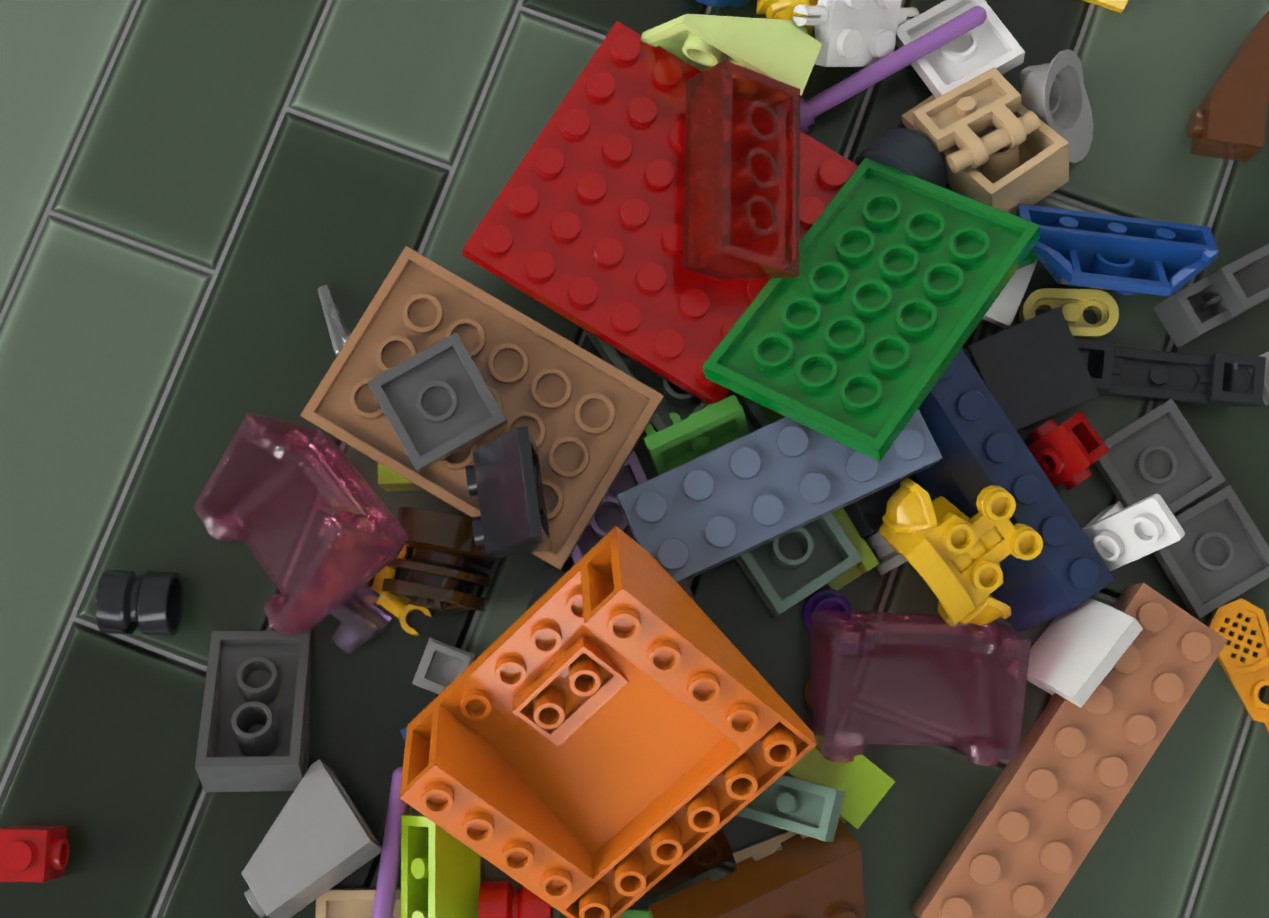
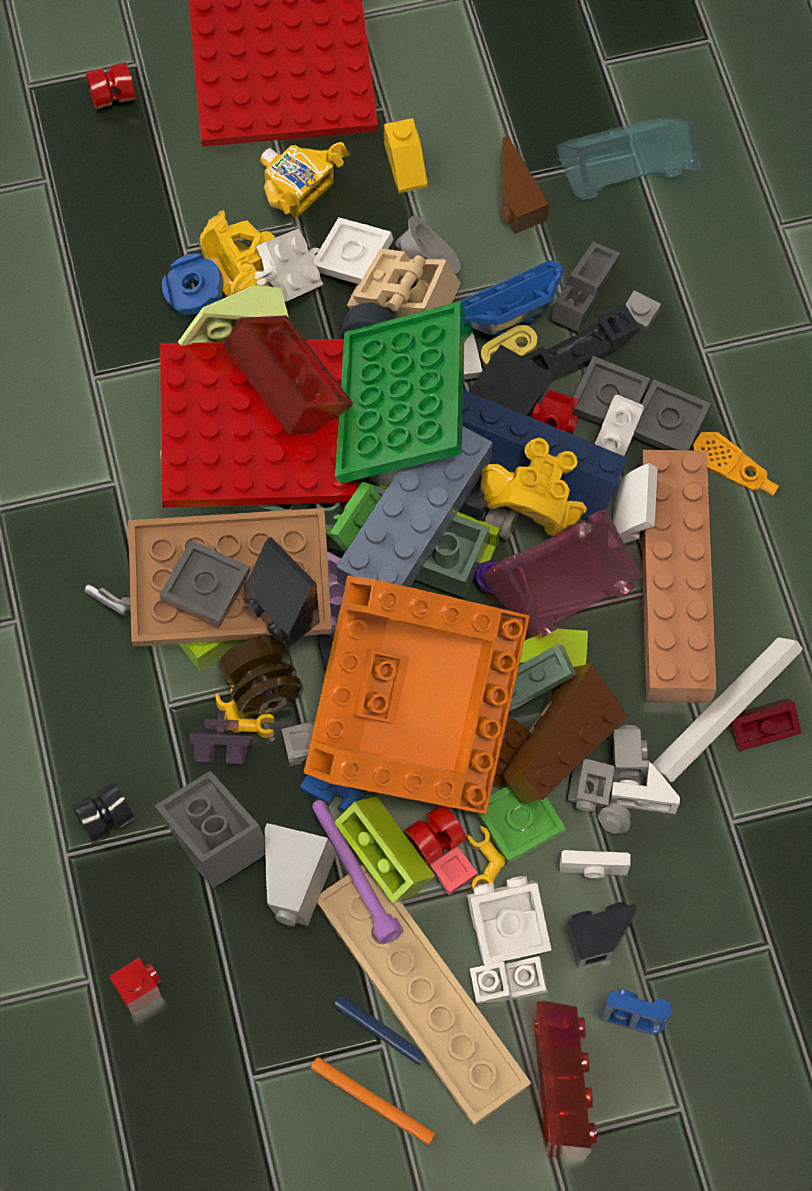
camera: 35 degrees left, 15 degrees down
(301, 516) = (163, 705): clear pink windscreen -> none
(889, 65) = (325, 276): medium lavender piece -> none

